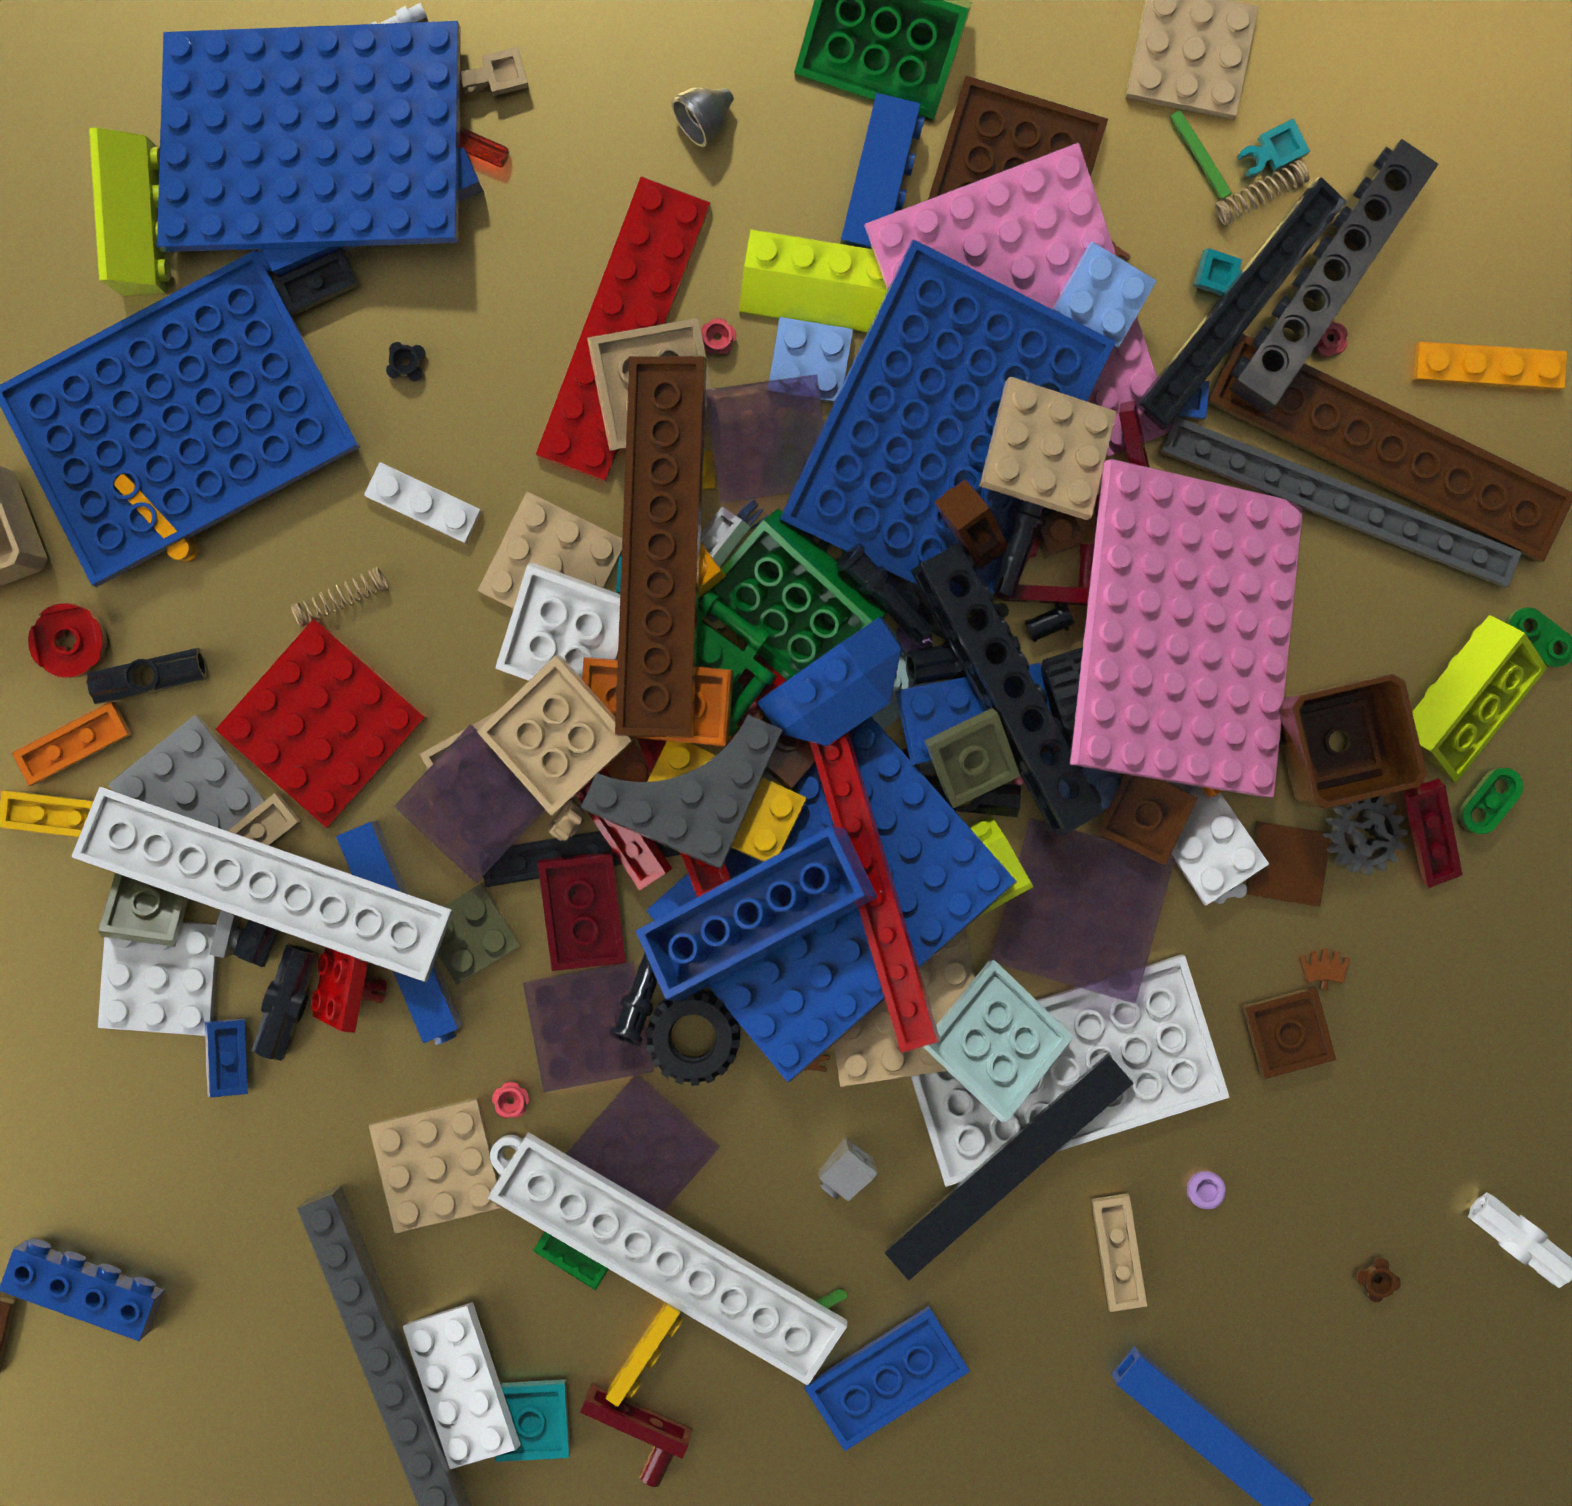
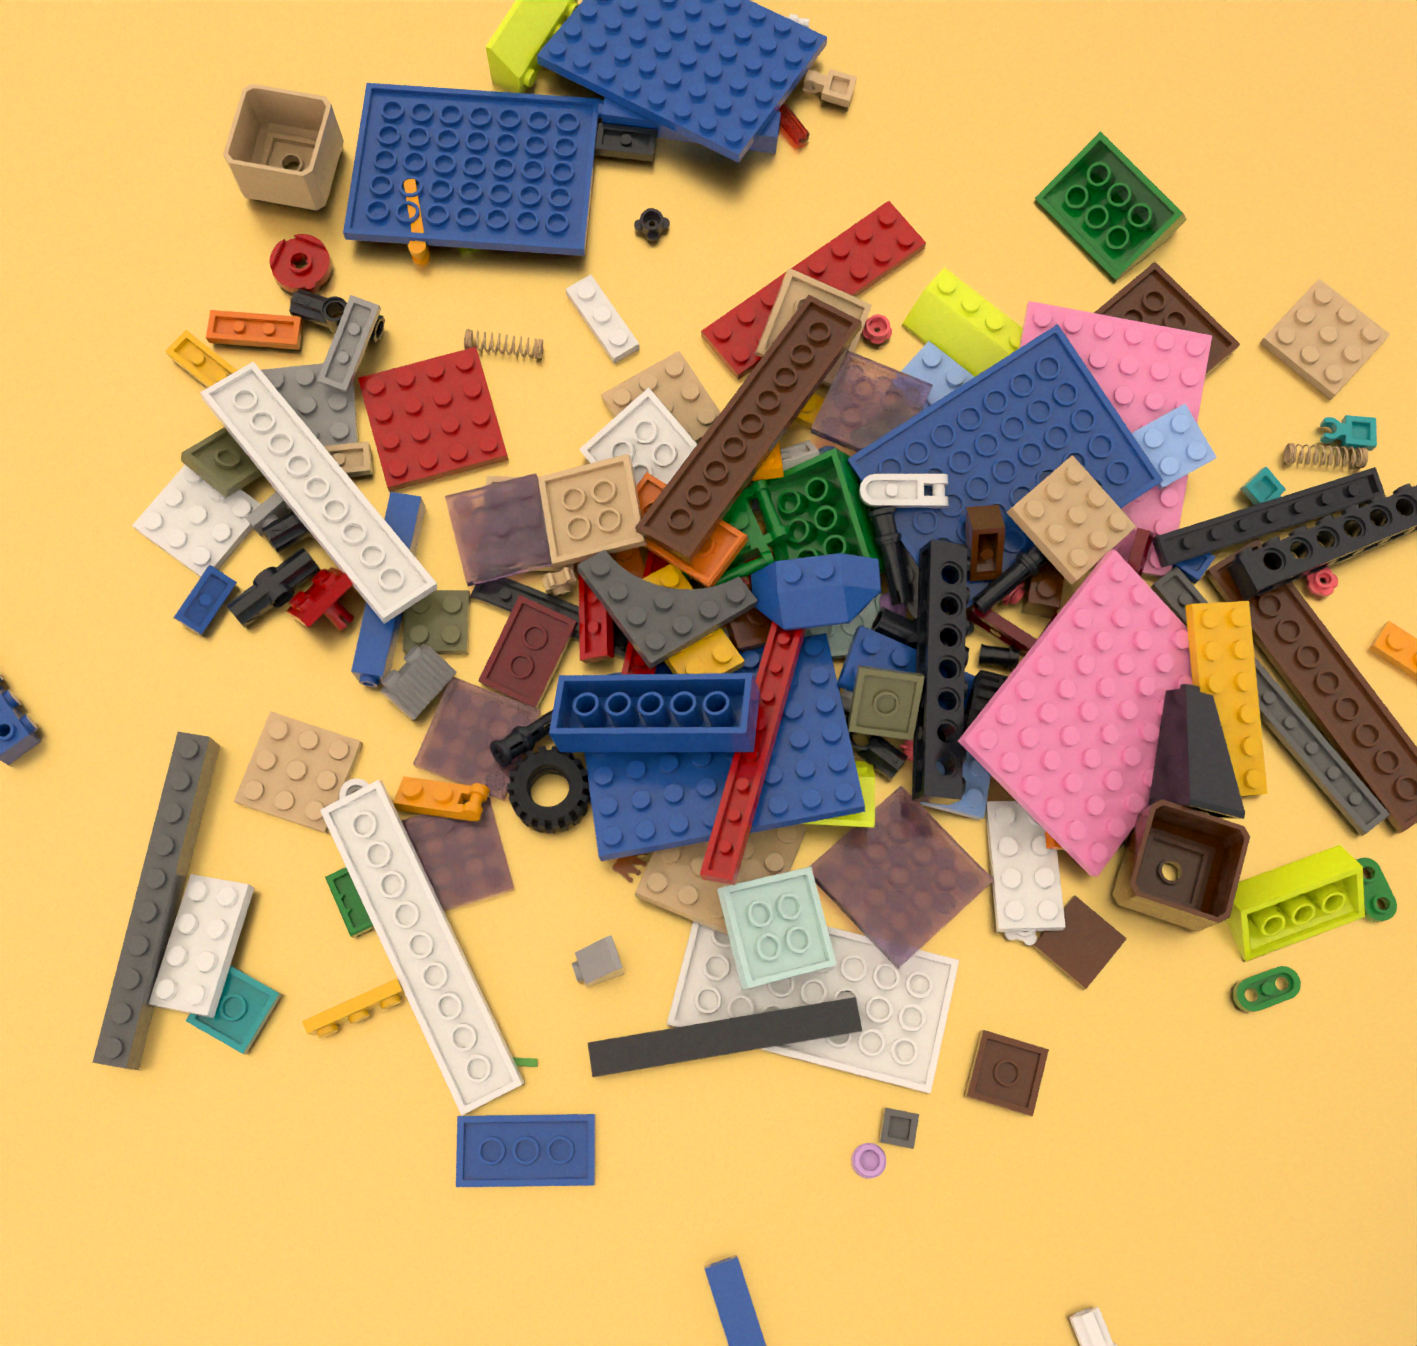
camera: 30 degrees right, 15 degrees down
(185, 707) = (349, 344): none -> light grey plate
(493, 1009) = (417, 680): none -> light grey brick
(506, 1109) = (380, 750): coral plate -> none
(593, 1109) = (441, 798): none -> light orange plate
(662, 1433) = (326, 1083): dark red piece -> none
(702, 113) = (956, 183): flat silver helmet -> none
(859, 520) = (904, 491): none -> white plate
(882, 166) = (1065, 279): blue brick -> none
(1119, 1252) = (770, 1165): tan plate -> none
(1147, 816) = (992, 831): reddish brown plate -> none
(1200, 154) = (1294, 407): bright green piece -> none
(1217, 1145) = (898, 1128): none -> dark grey plate
(1301, 534) = (1225, 668): none -> yellow plate
(1304, 627) = (1194, 758): none -> black slope
(1324, 969) = (1062, 1043): dark orange piece -> none
(1360, 847) = (1165, 946): dark grey gear -> none
(1380, 1290) = (973, 1316): reddish brown plate -> none
(1433, 832) = (1208, 980): dark red piece -> none

